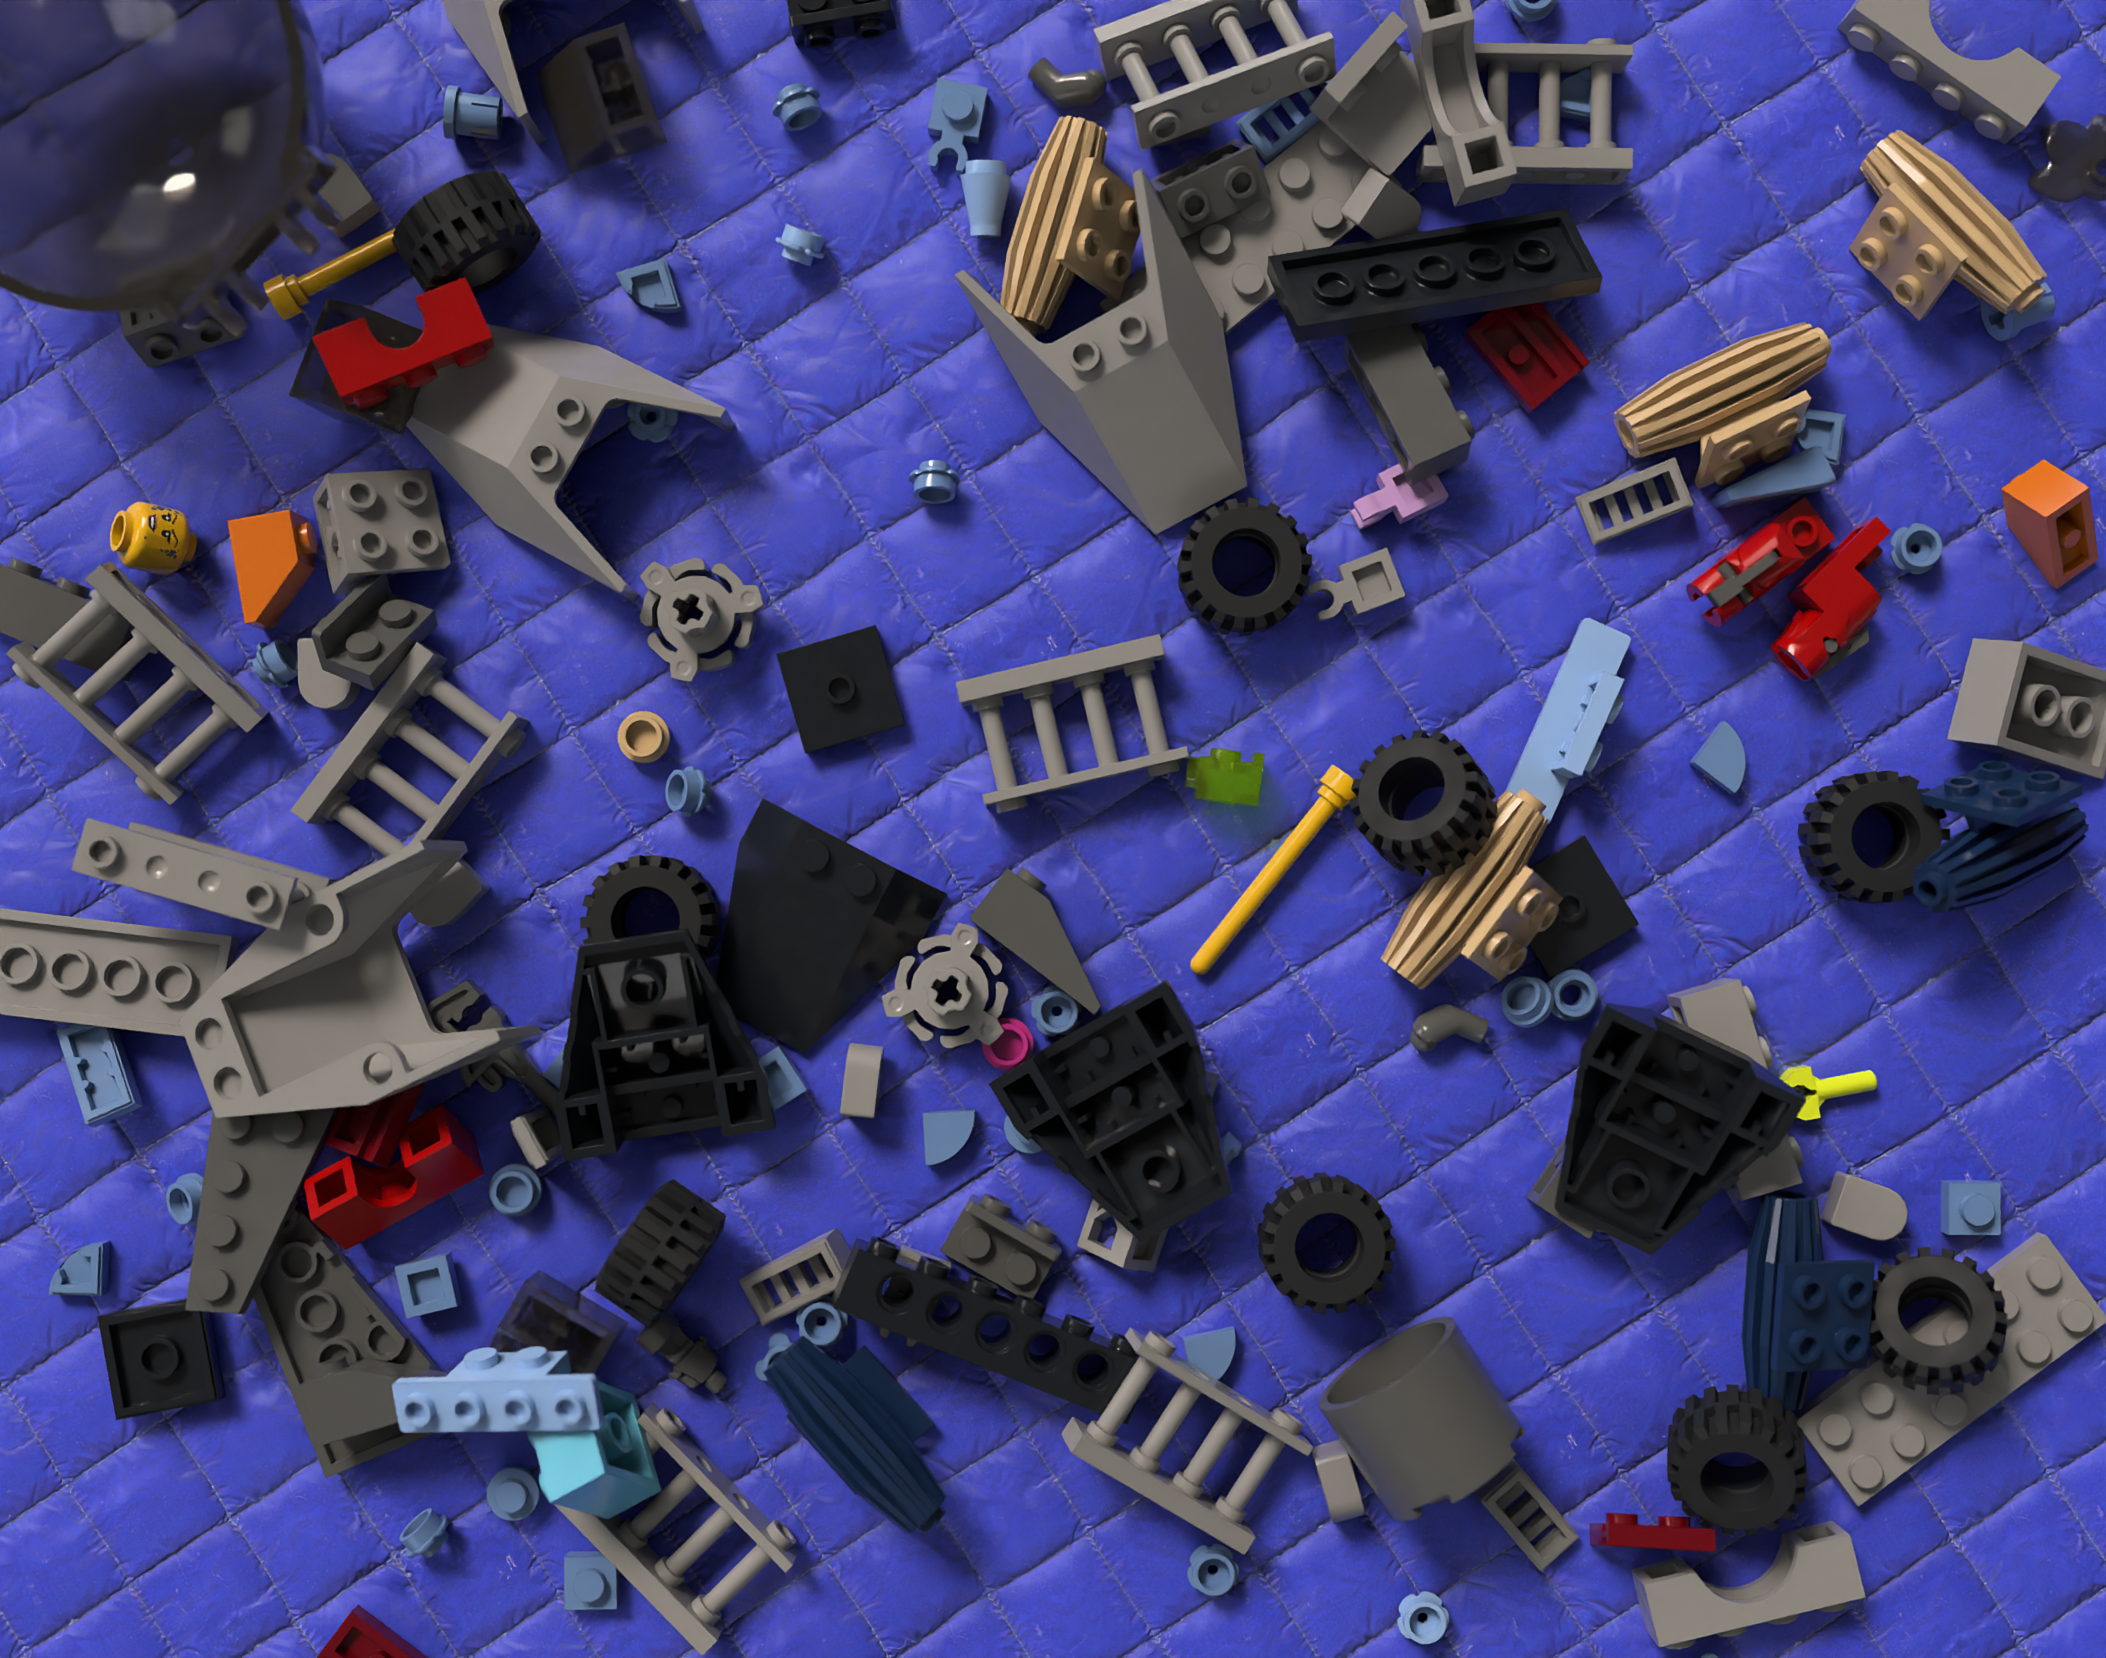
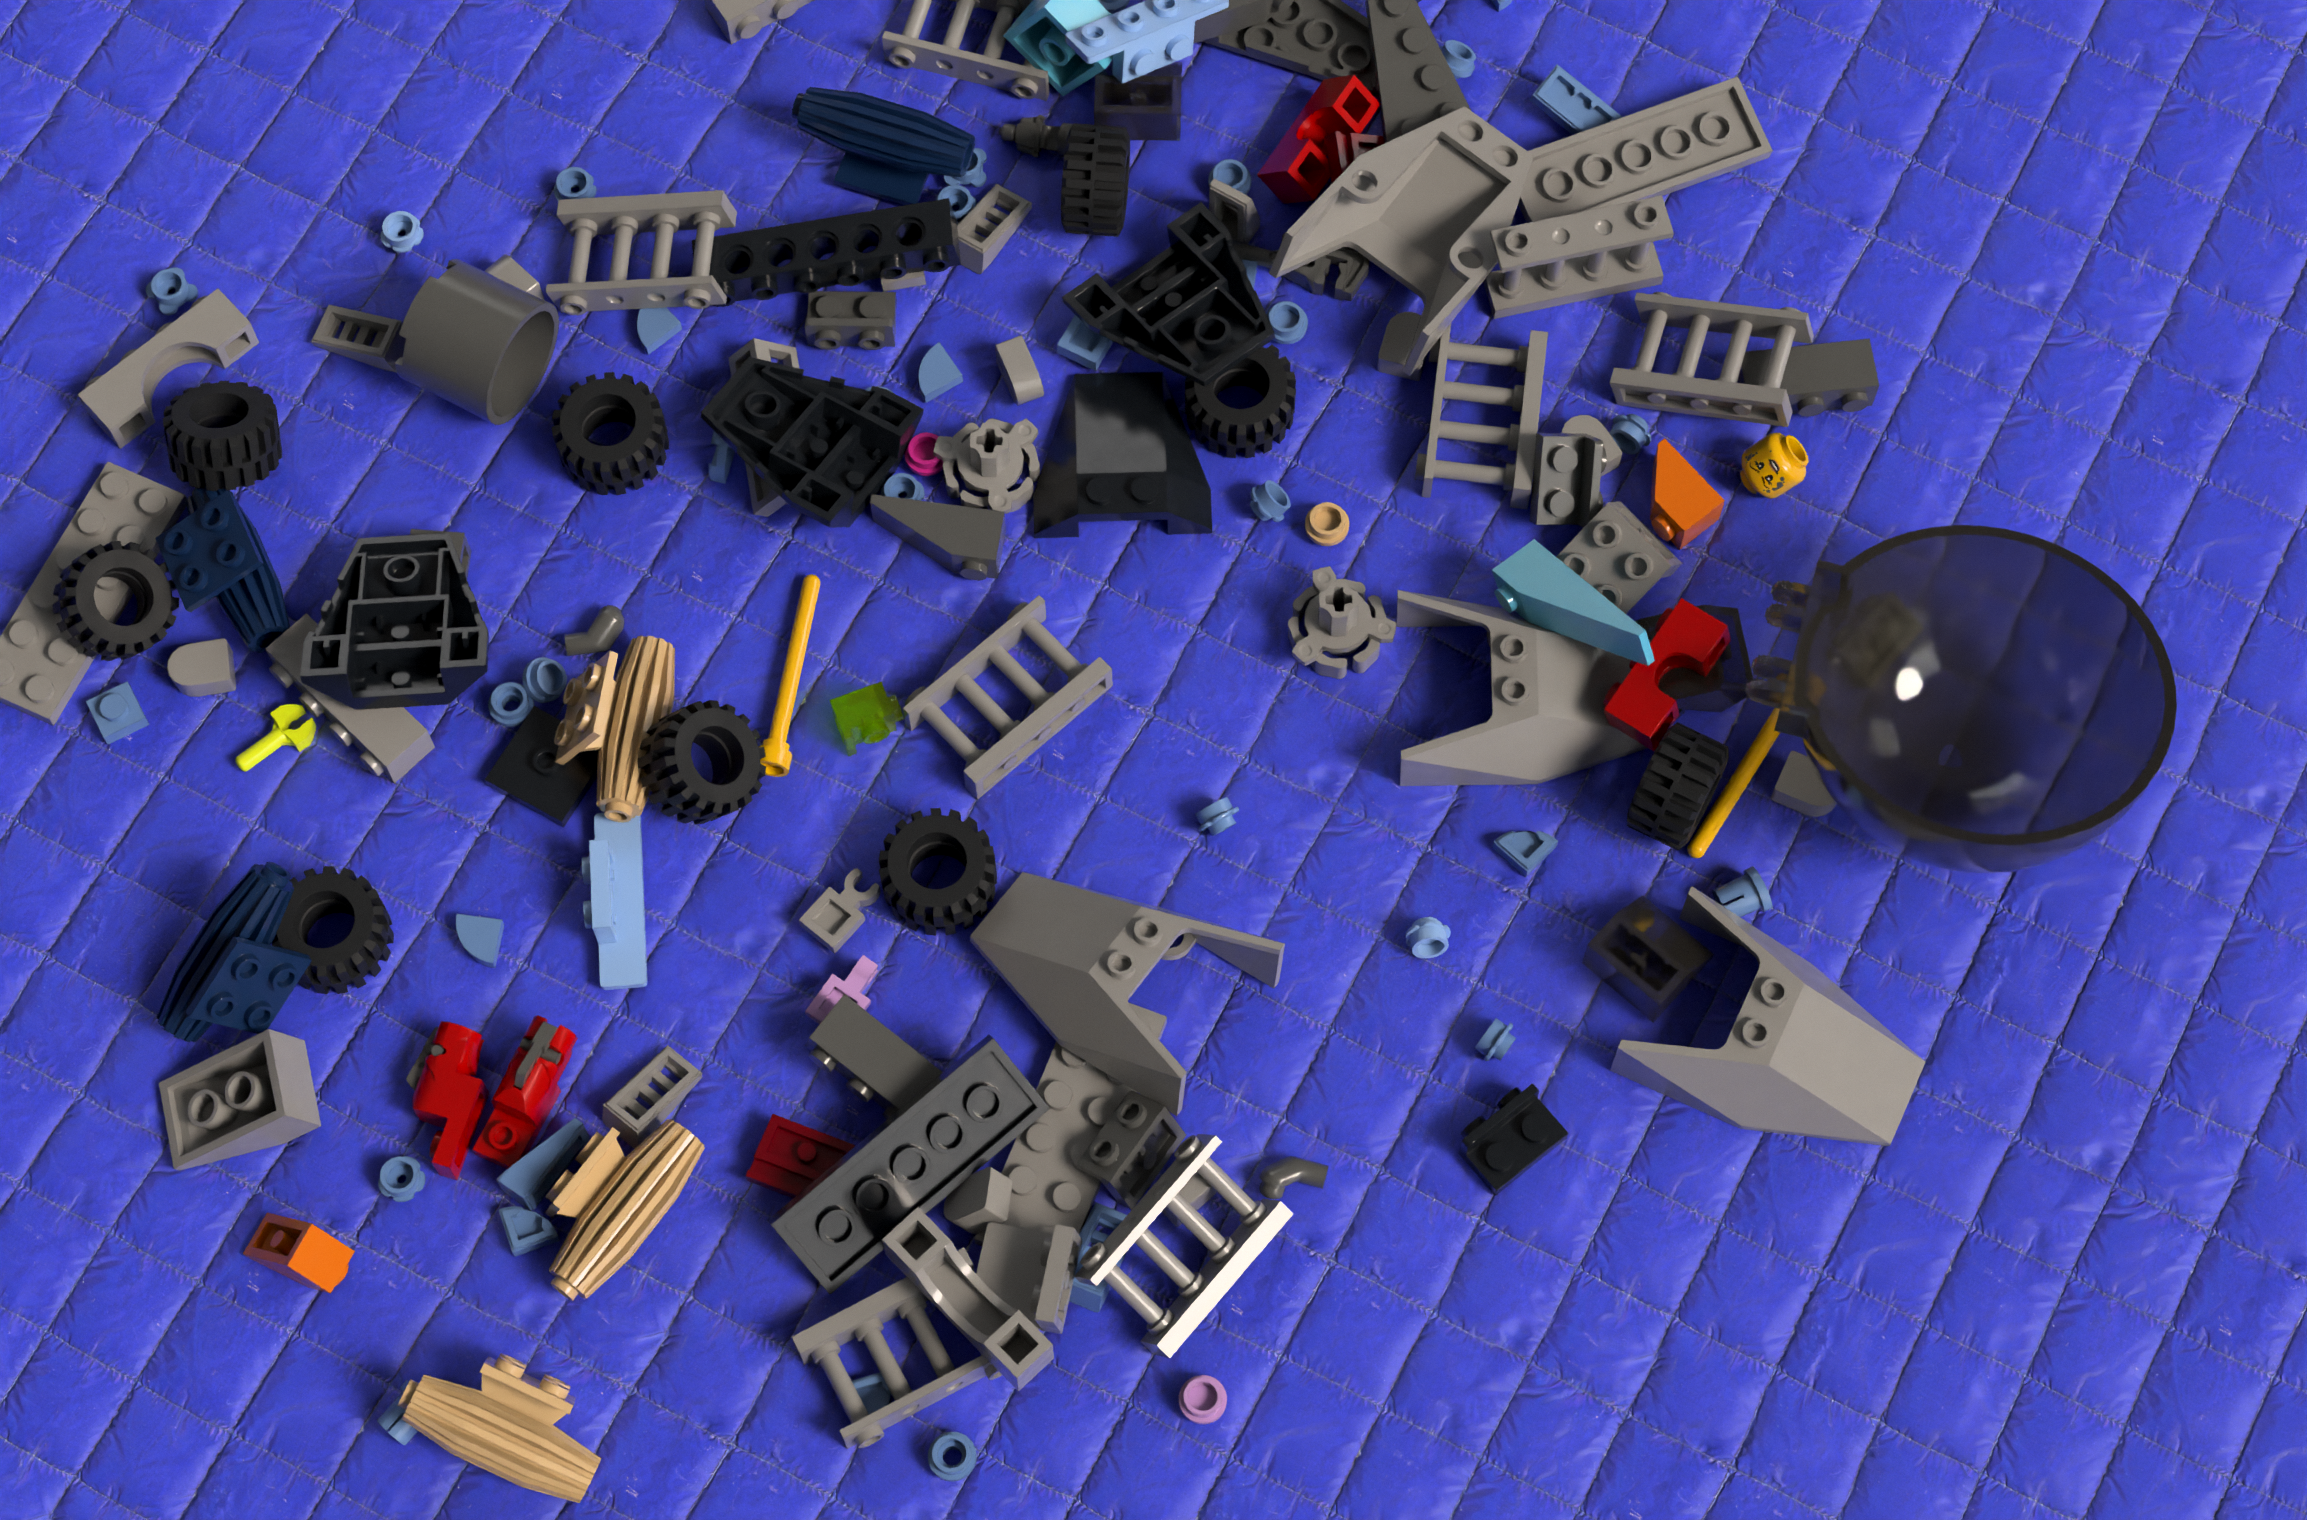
camera: 150 degrees right, 20 degrees down
(428, 1285) = (1252, 89): medium blue plate -> none
(465, 485) = (1563, 602): none -> medium azure wedge
(551, 988) = (1288, 322): none -> medium blue plate
(840, 689) = (1199, 634): black plate -> none
(956, 118) = (1365, 1104): medium blue plate -> none
(985, 196) = (1306, 1052): light blue cone -> none
(1069, 223) = (1225, 1048): tan plate -> none
(1670, 1534) = (274, 354): dark red plate -> none

